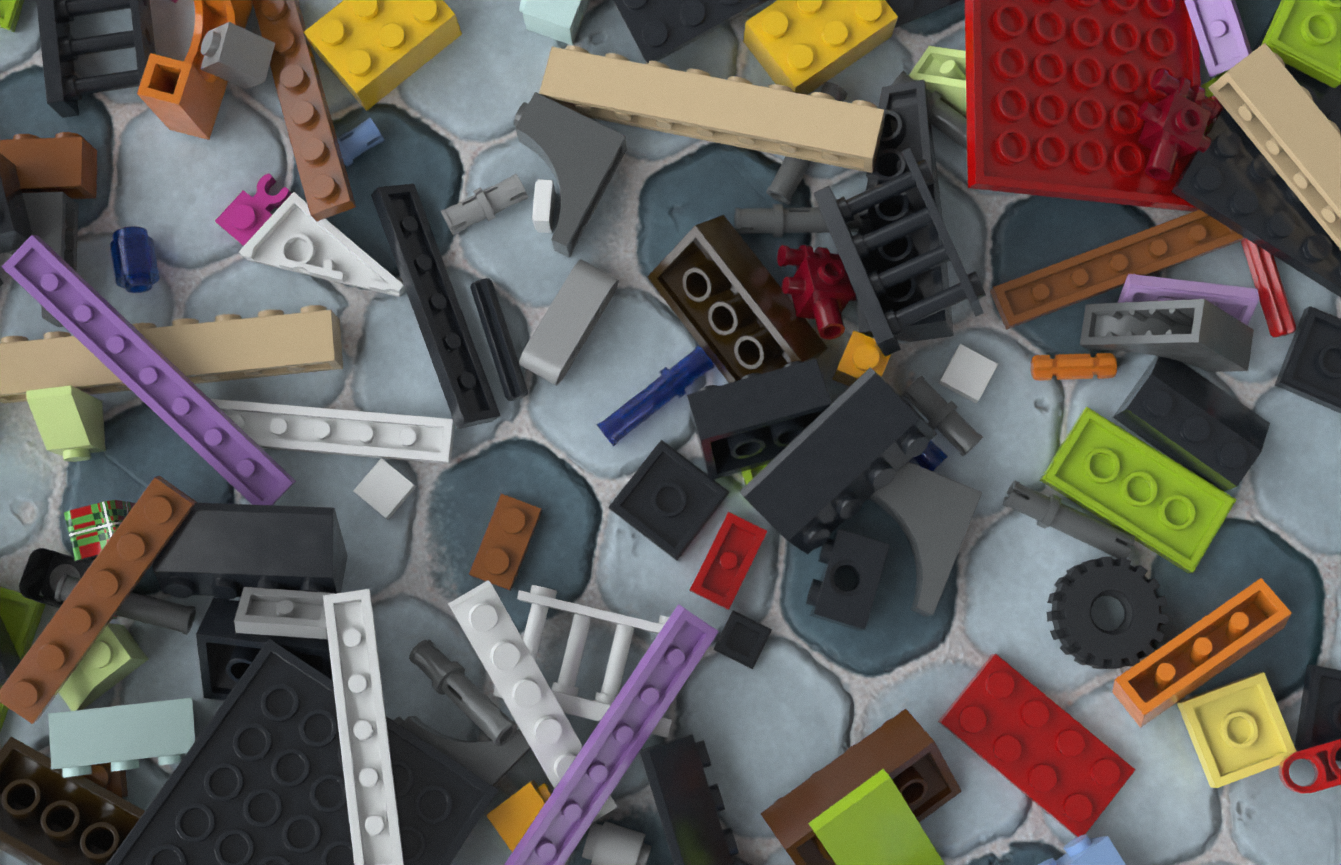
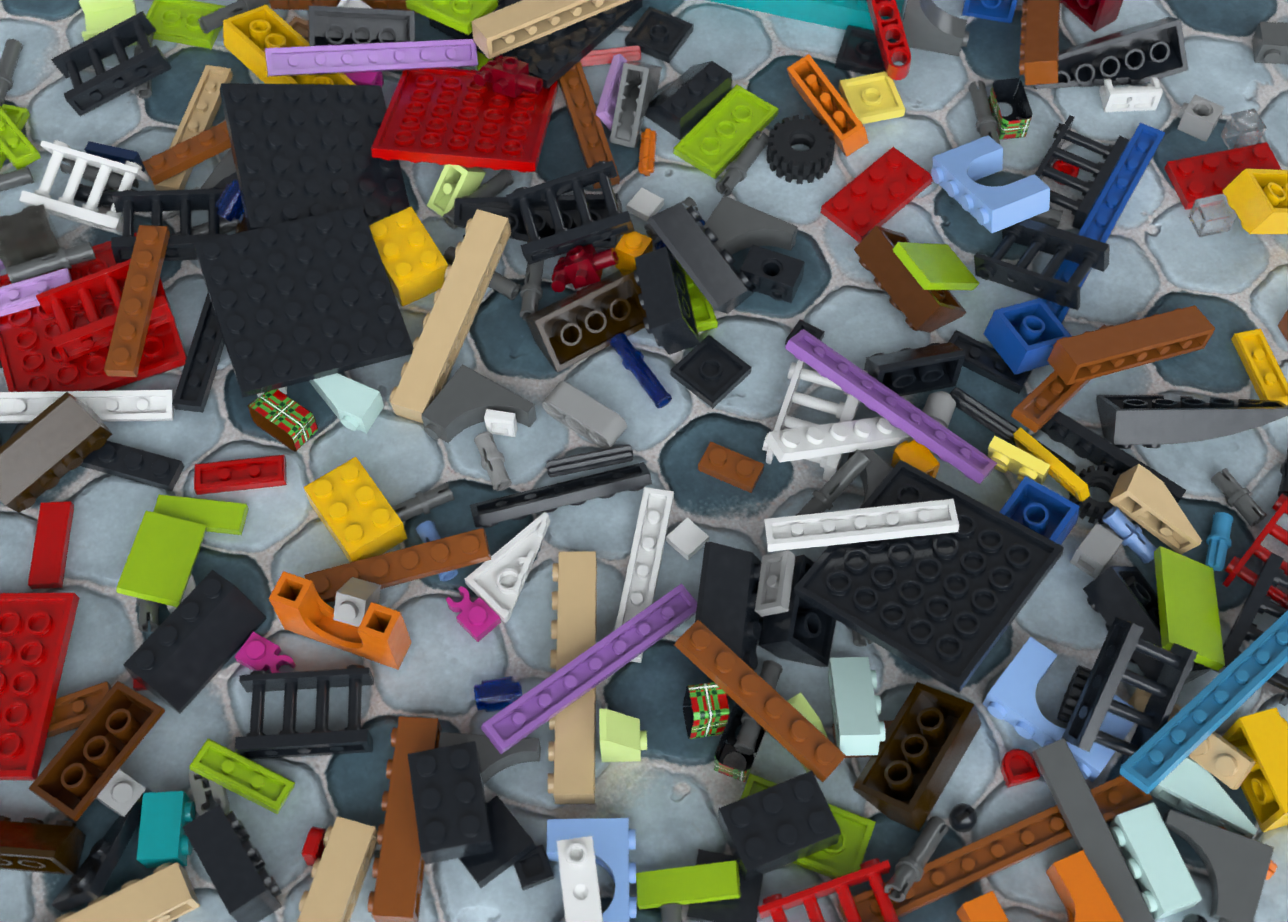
camera: 85 degrees left, 20 degrees down
(413, 120) = (424, 502): none -> dark grey pin
(728, 561) = (754, 338): red plate -> none

